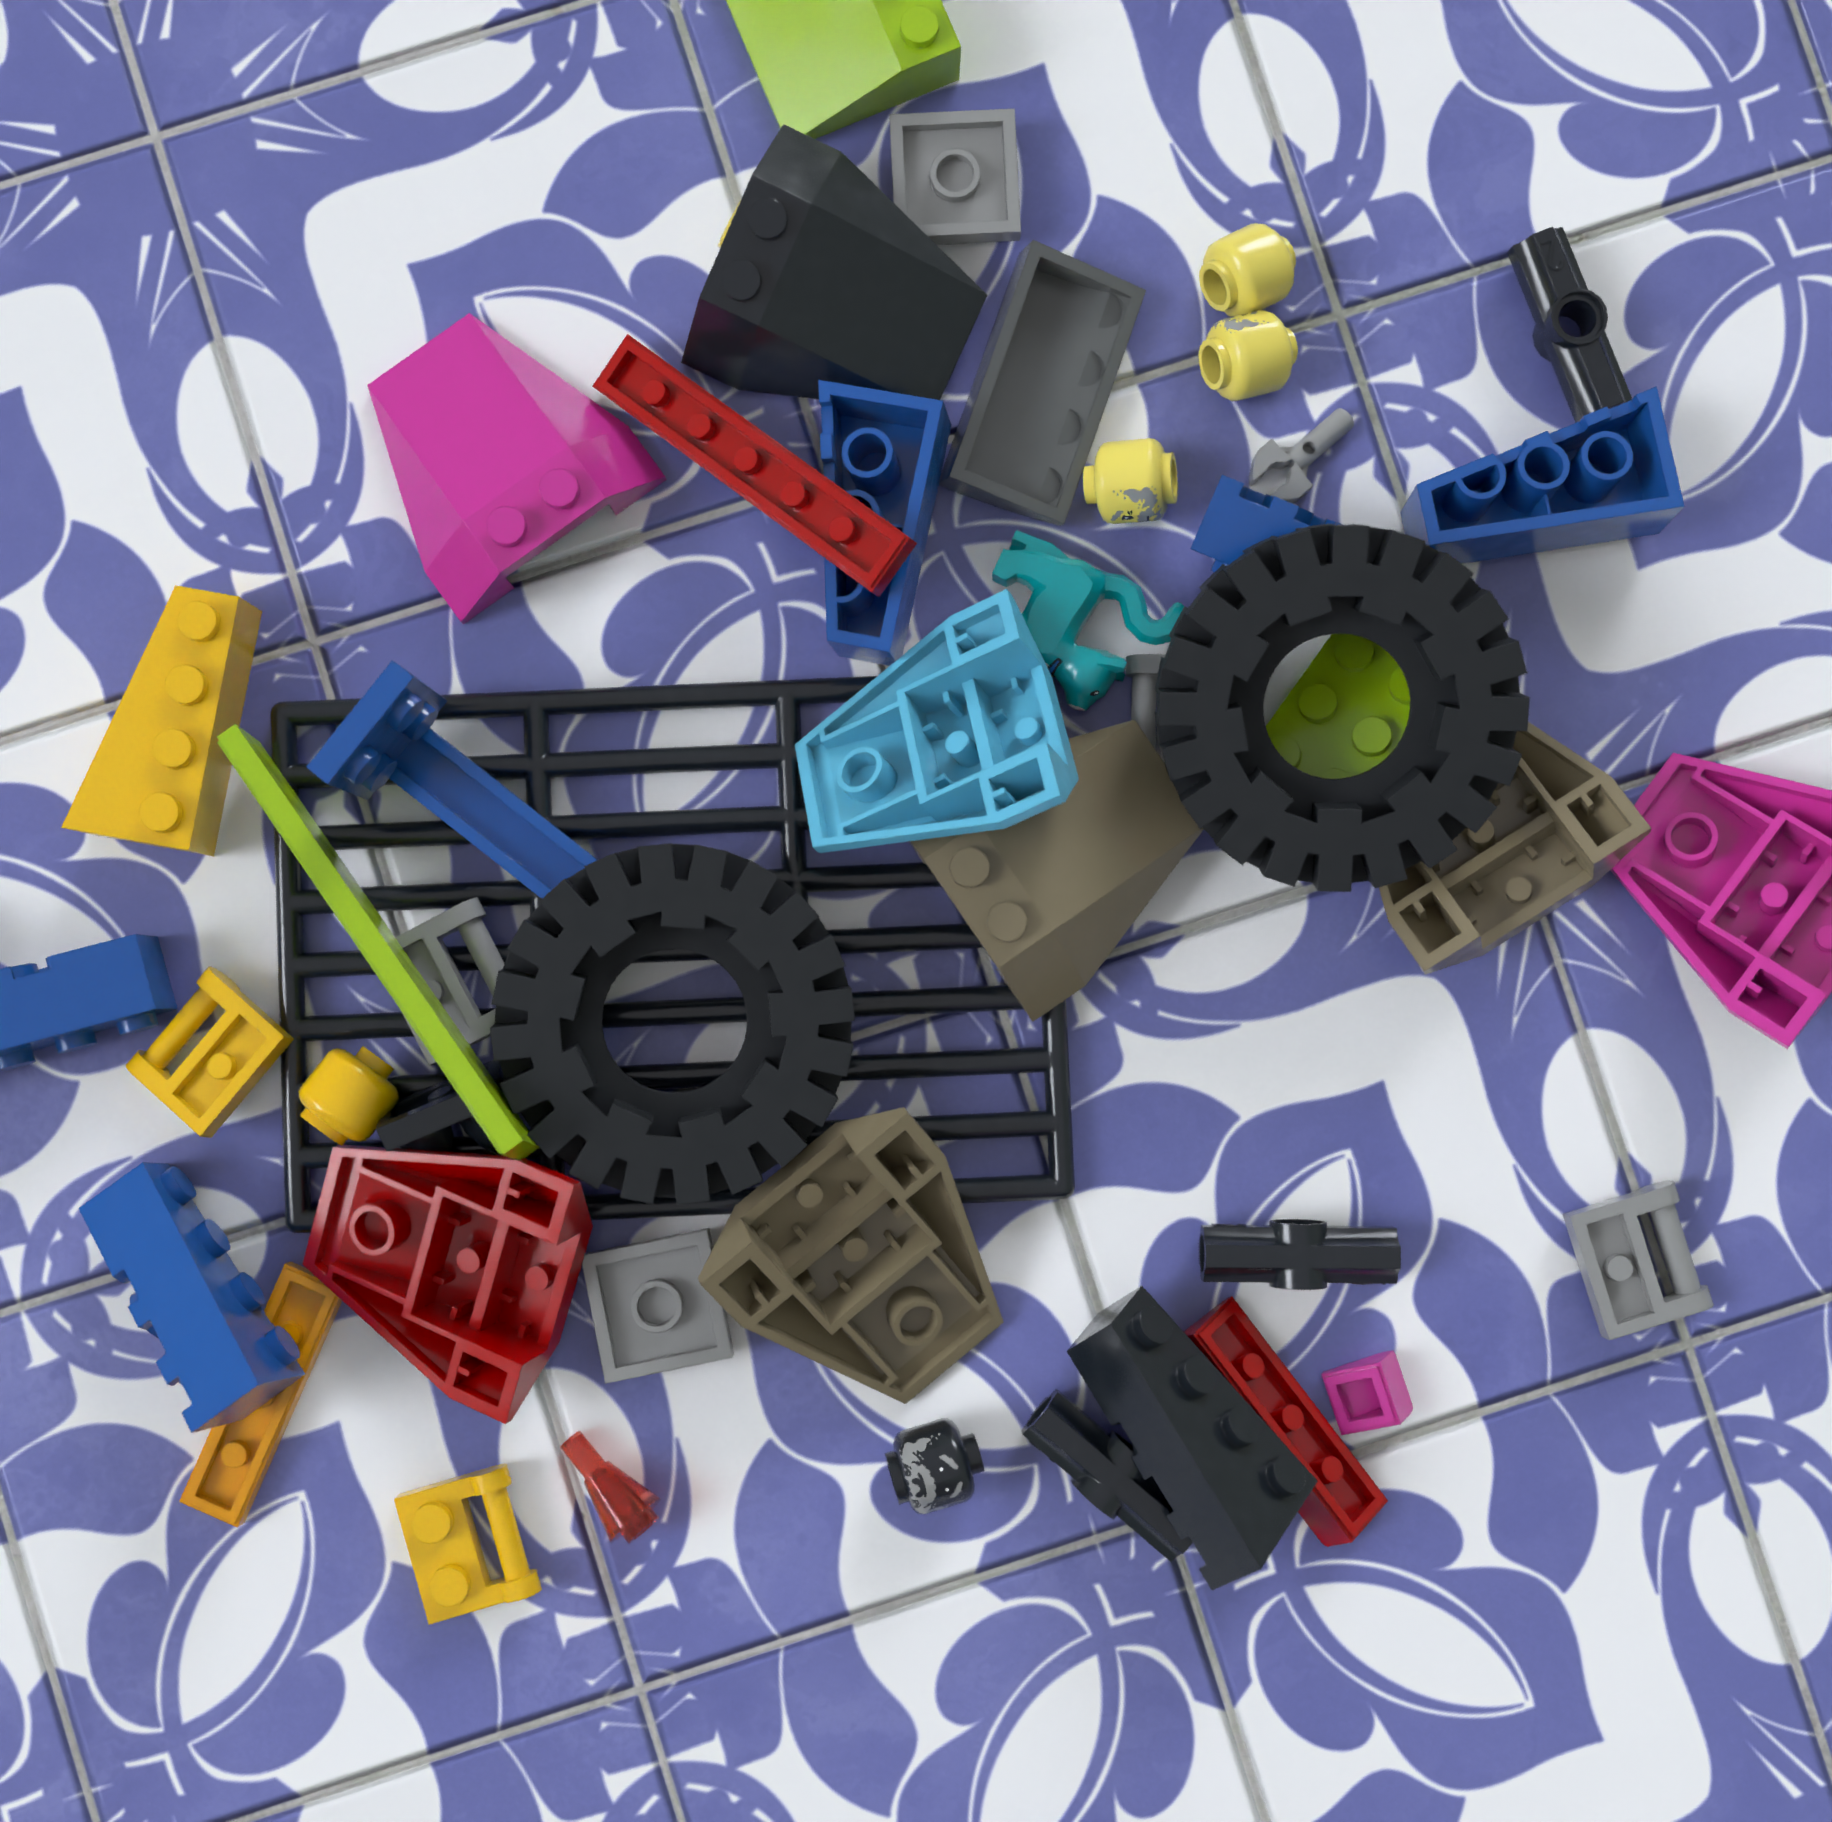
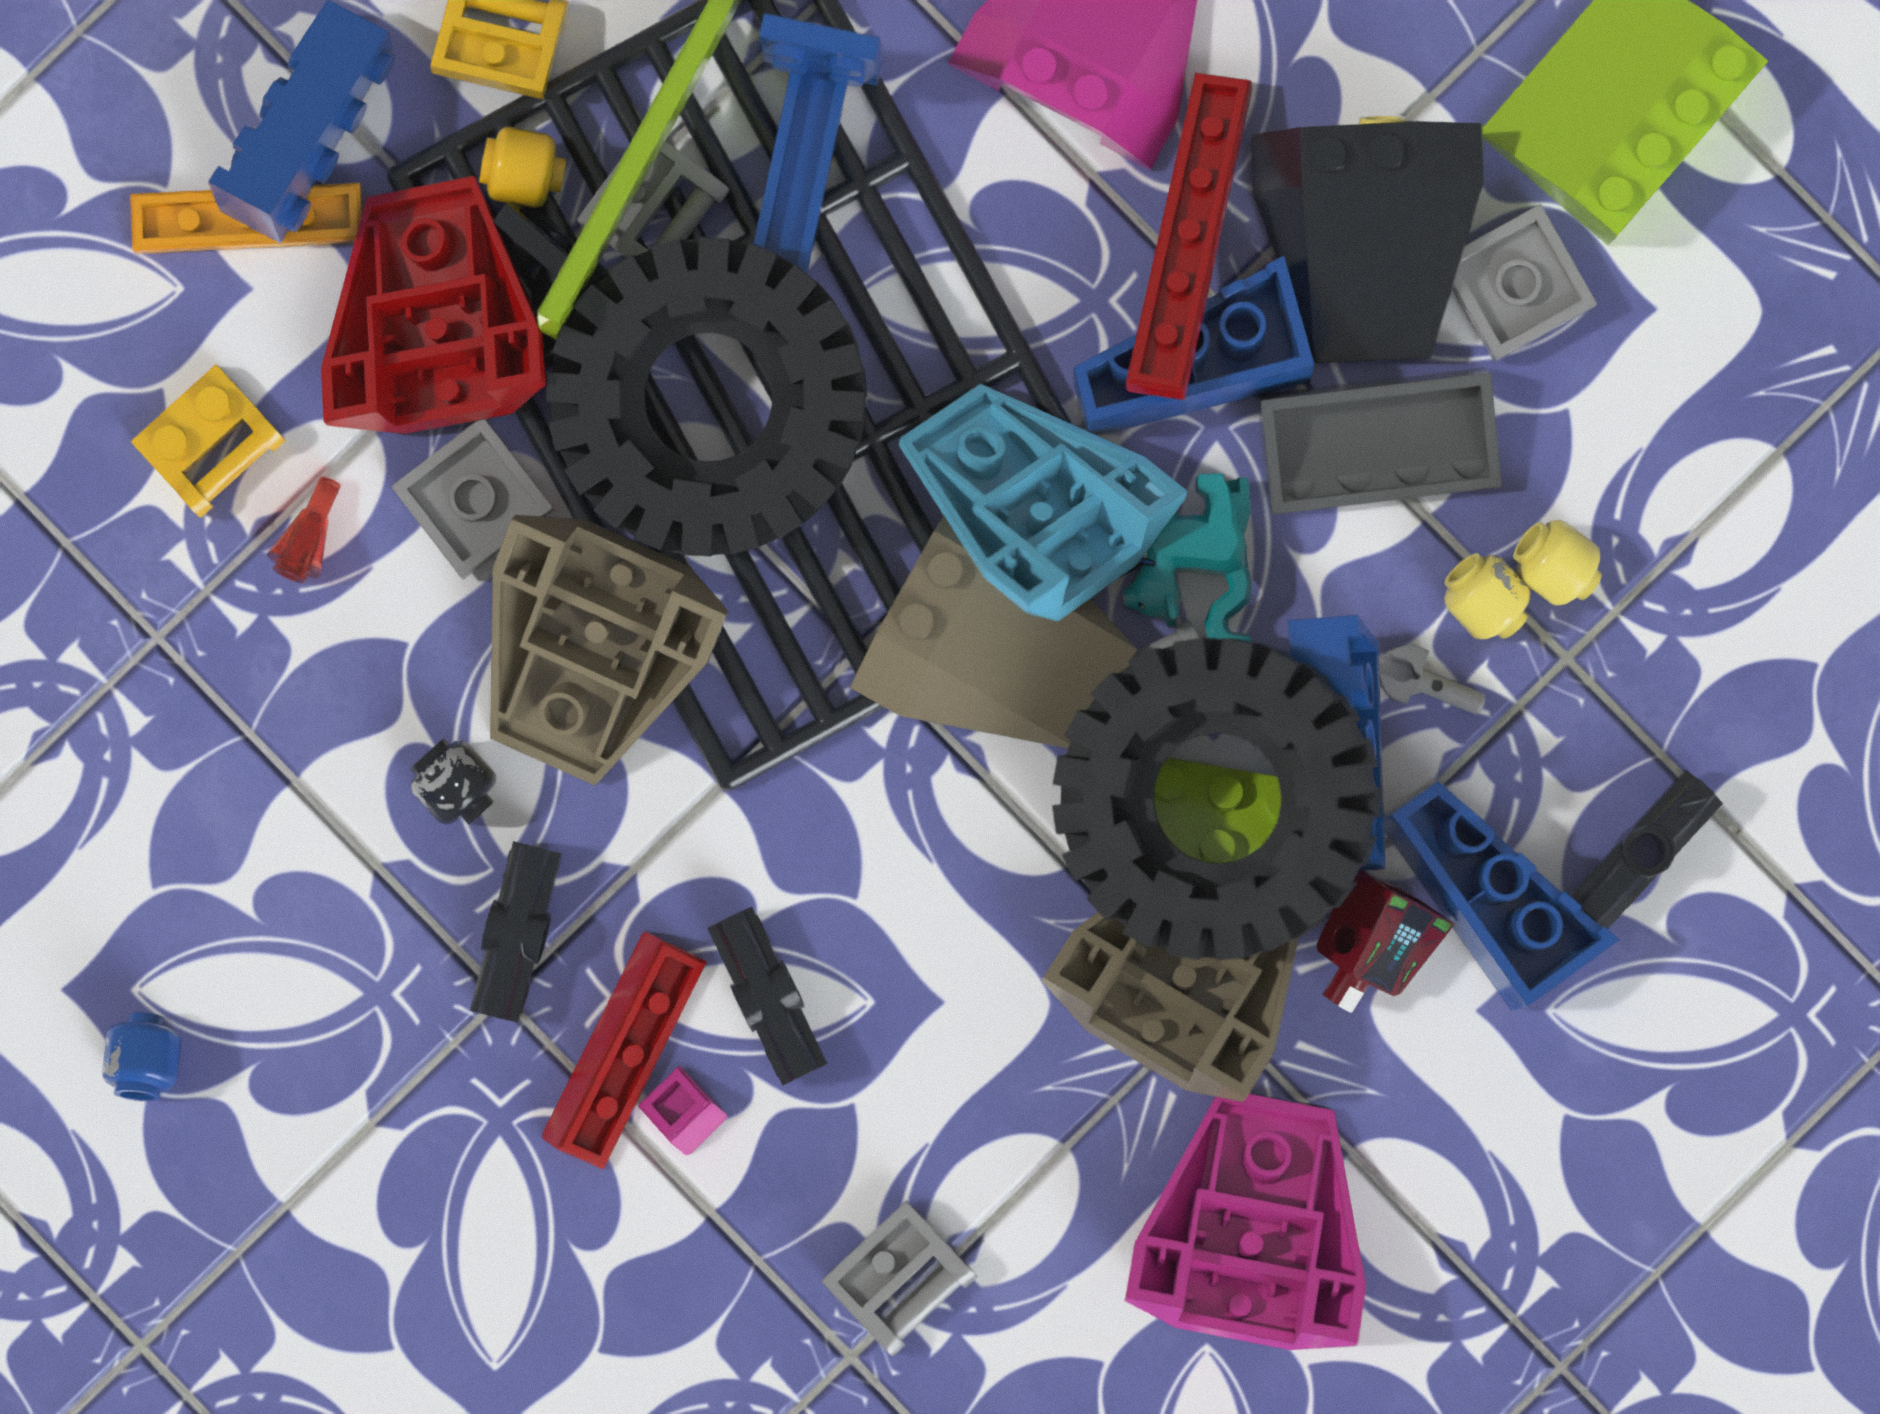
camera: 70 degrees right, 0 degrees up
(1131, 481) = (1334, 552): light yellow head -> none
(1195, 1434) = (581, 973): black wedge -> none
(1548, 622) = (1378, 940): none -> dark red torso

